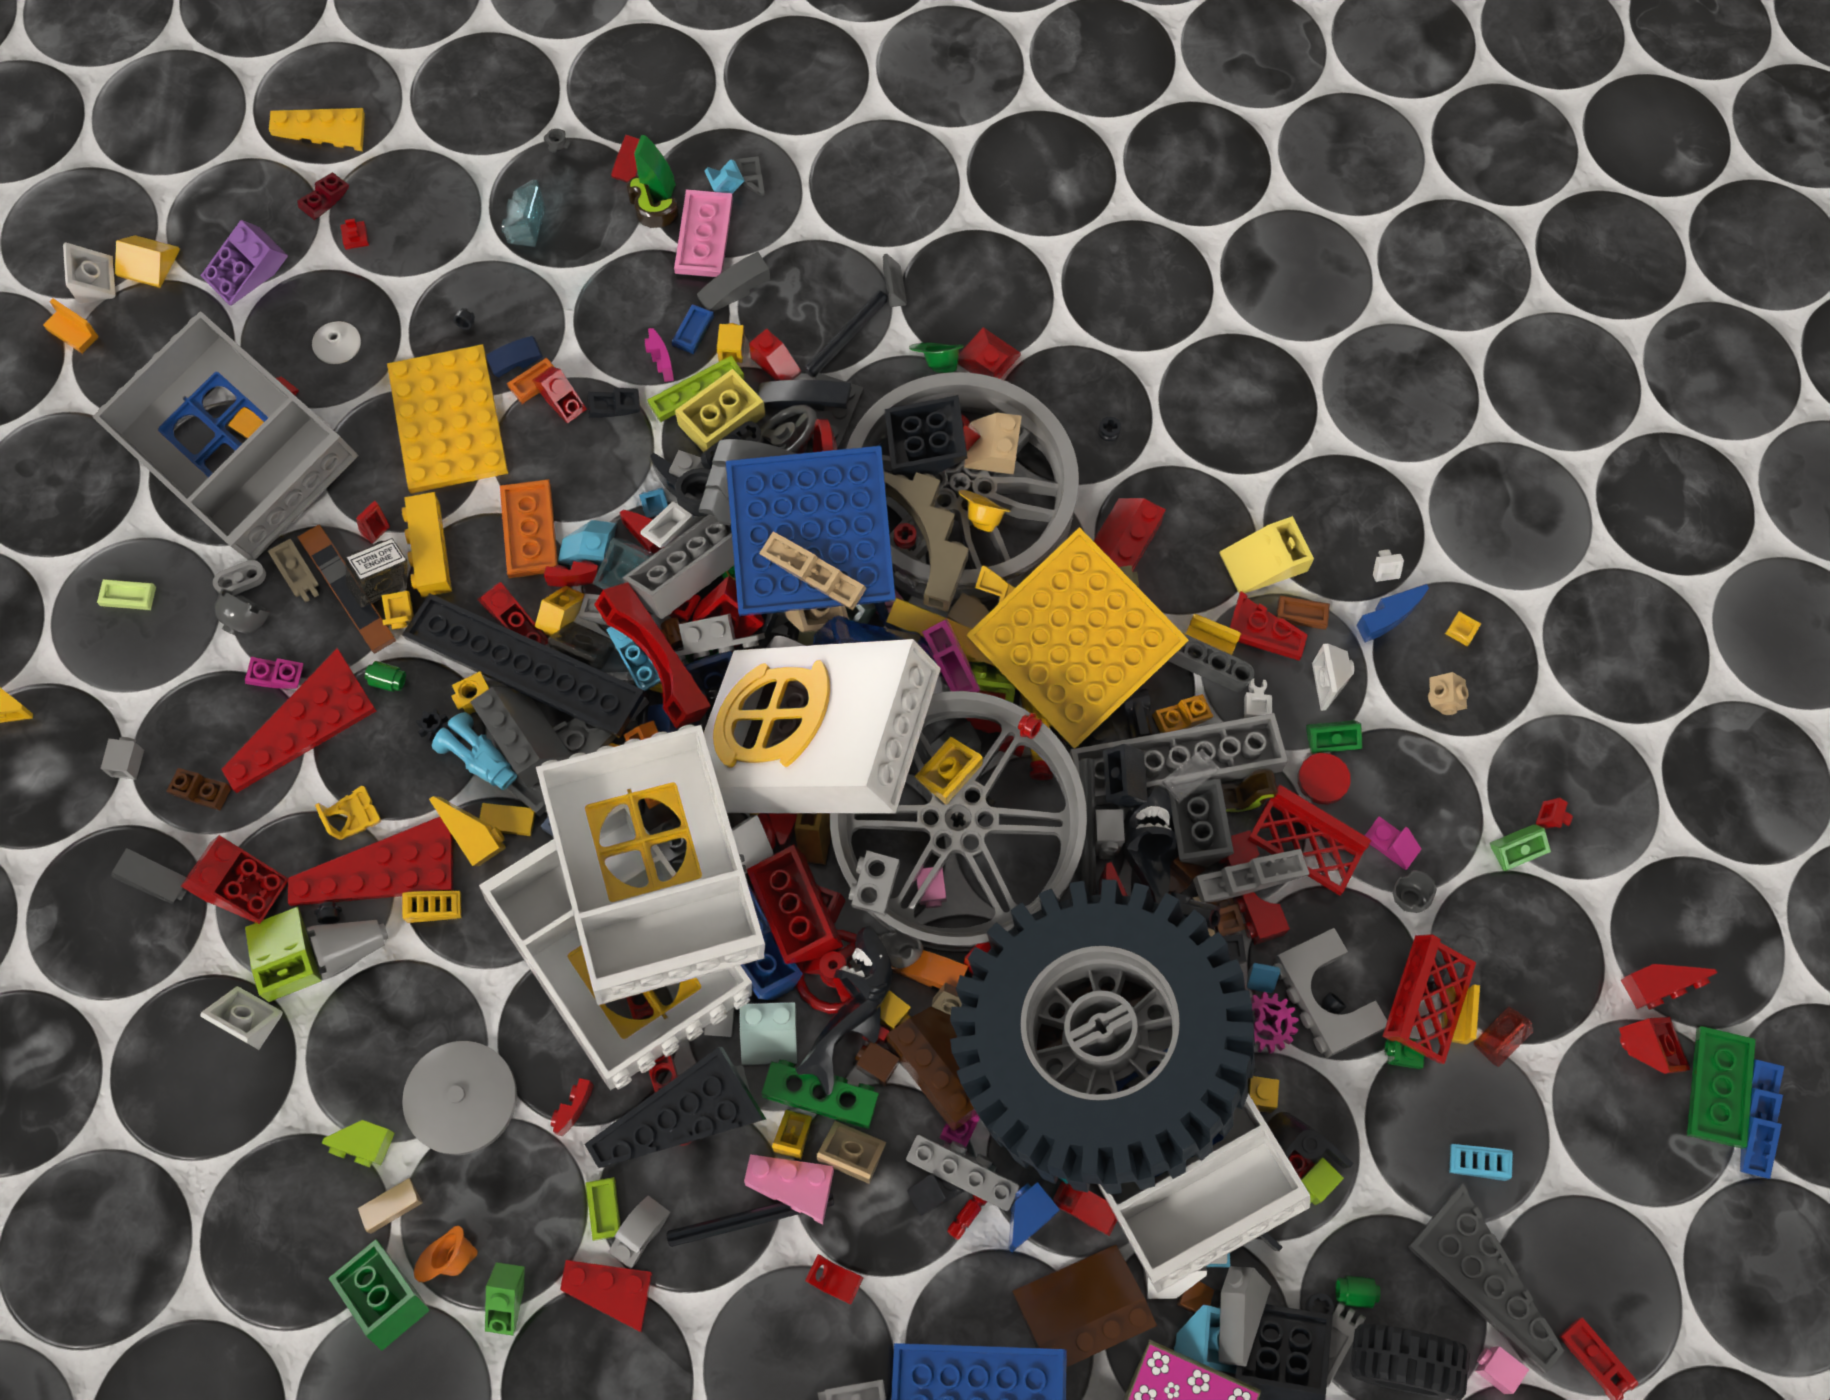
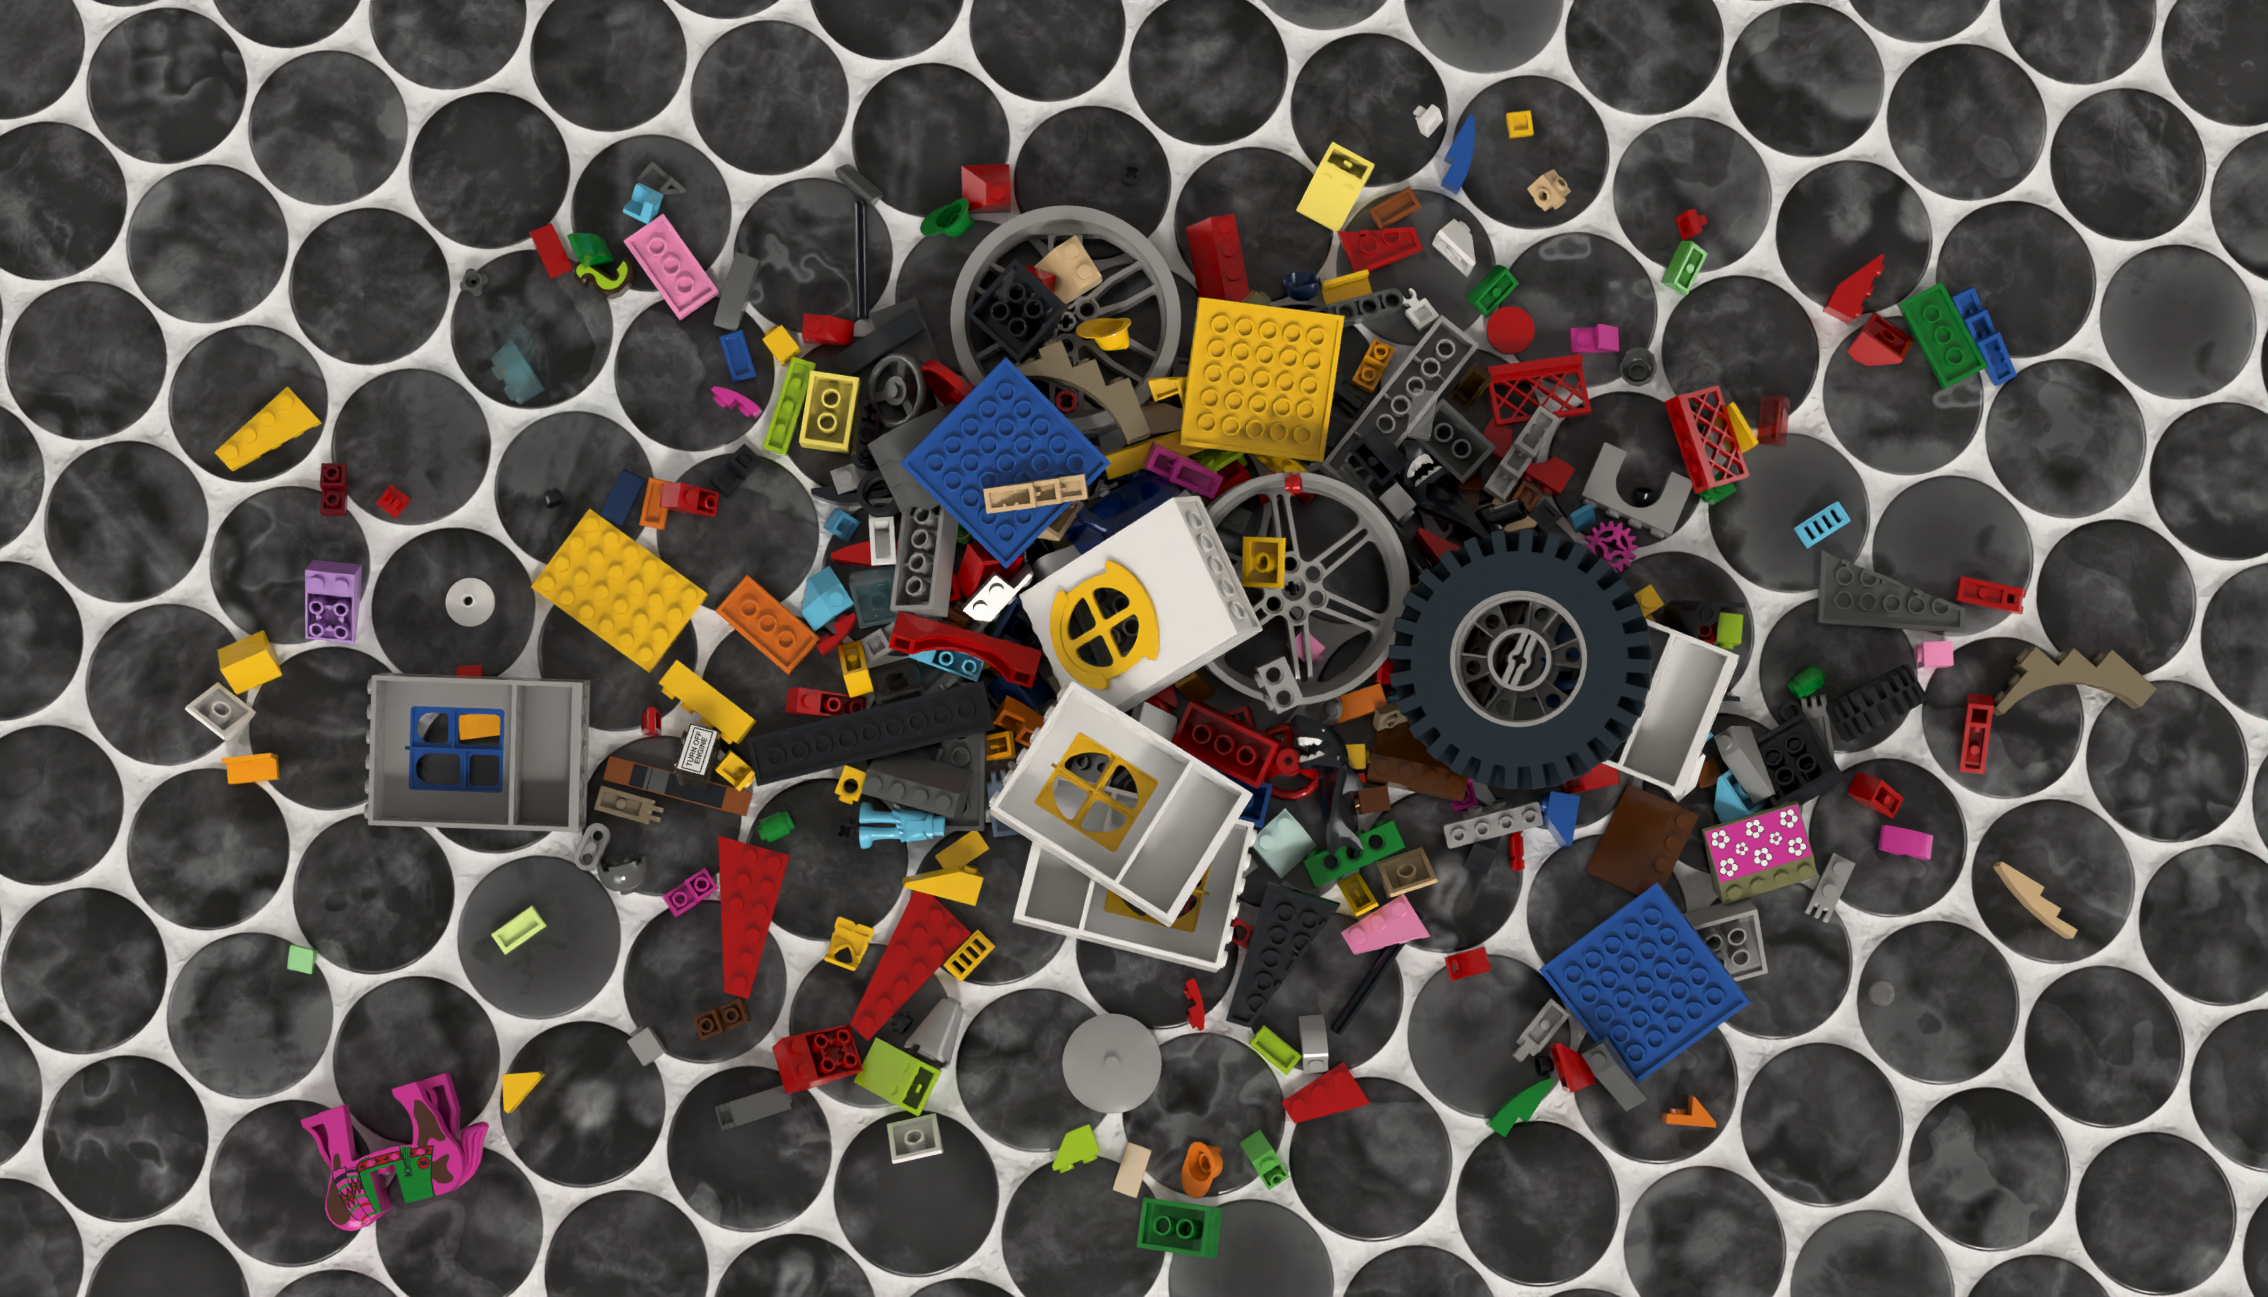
camera: 45 degrees left, 15 degrees up
(1175, 608) = (1302, 286): none -> dark blue hair

